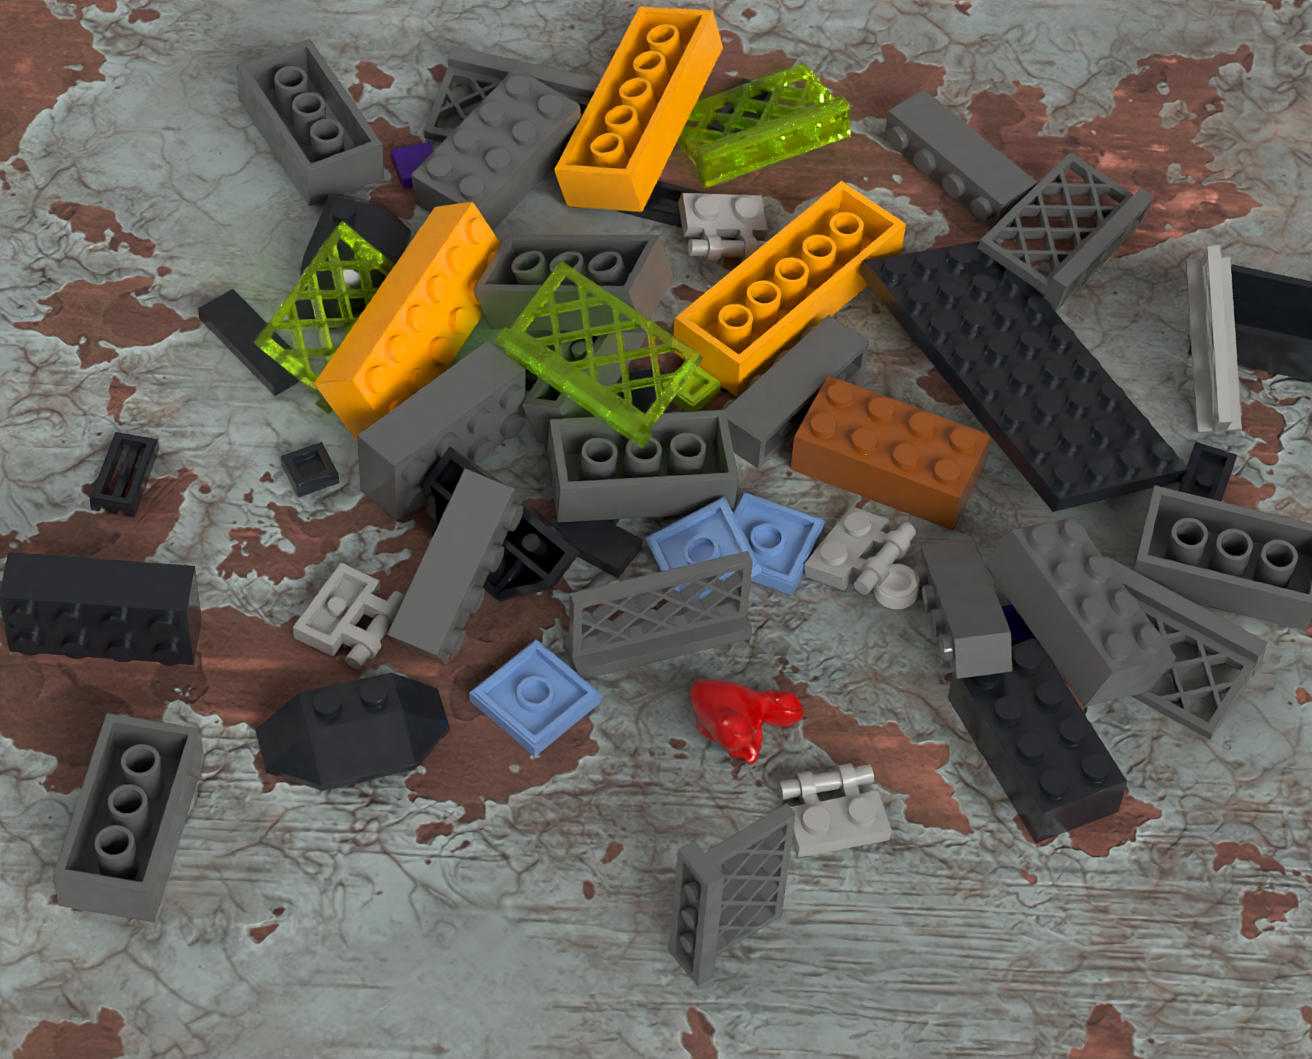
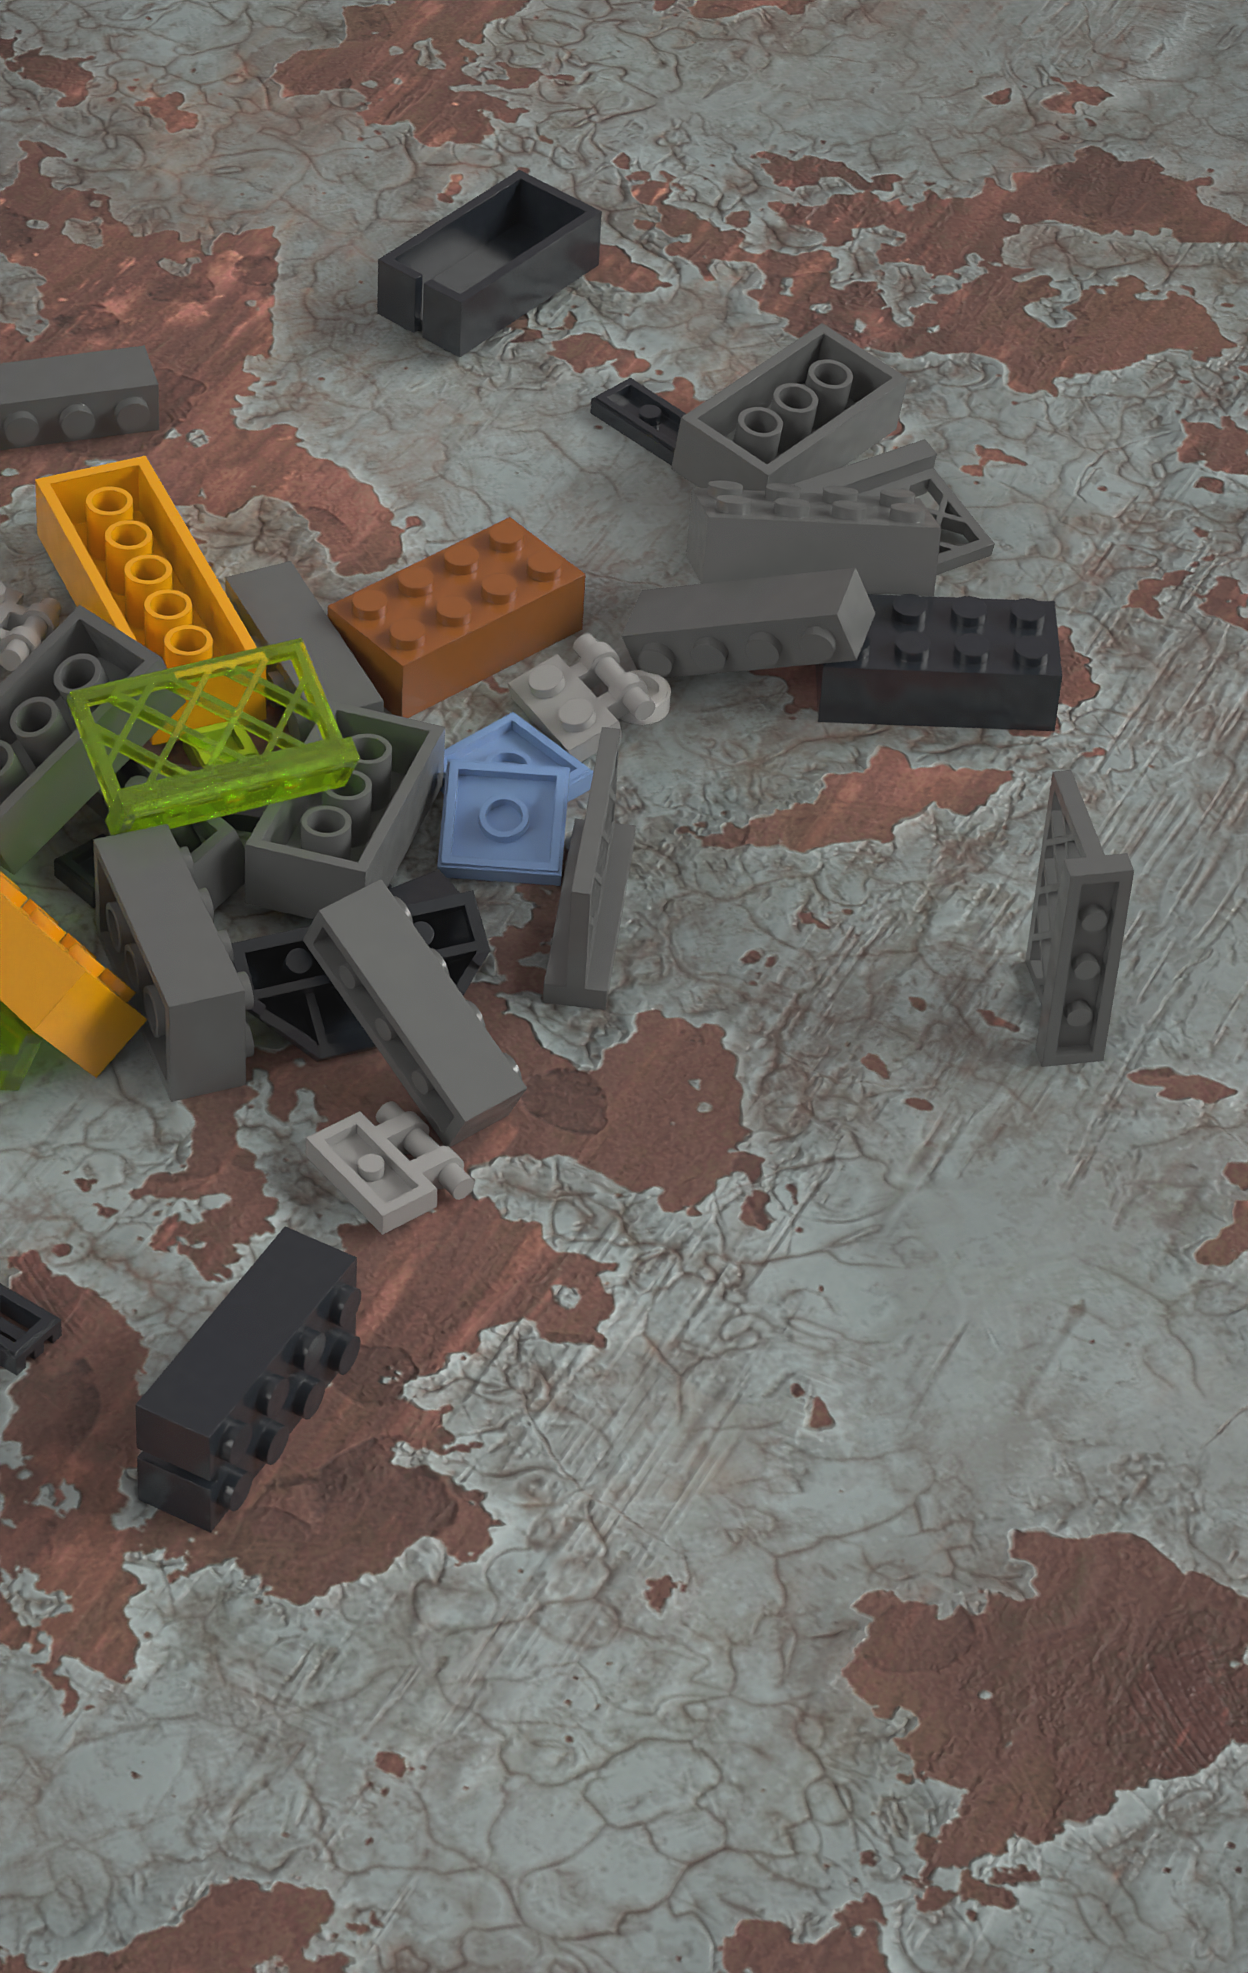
camera: 65 degrees left, 10 degrees down
(129, 817) = (604, 1458): dark grey brick -> none
(309, 469) = (109, 1132): black tile -> none
(353, 731) = (584, 1230): black wedge -> none
(535, 697) = (615, 1048): medium blue tile -> none
(736, 714) = (768, 876): red head -> none
(836, 822) = (947, 864): light grey plate -> none
(1024, 376) = (413, 468): black plate -> none
(1088, 254) = (257, 343): dark grey fence -> none
(1213, 342) = (507, 305): light grey fence -> none

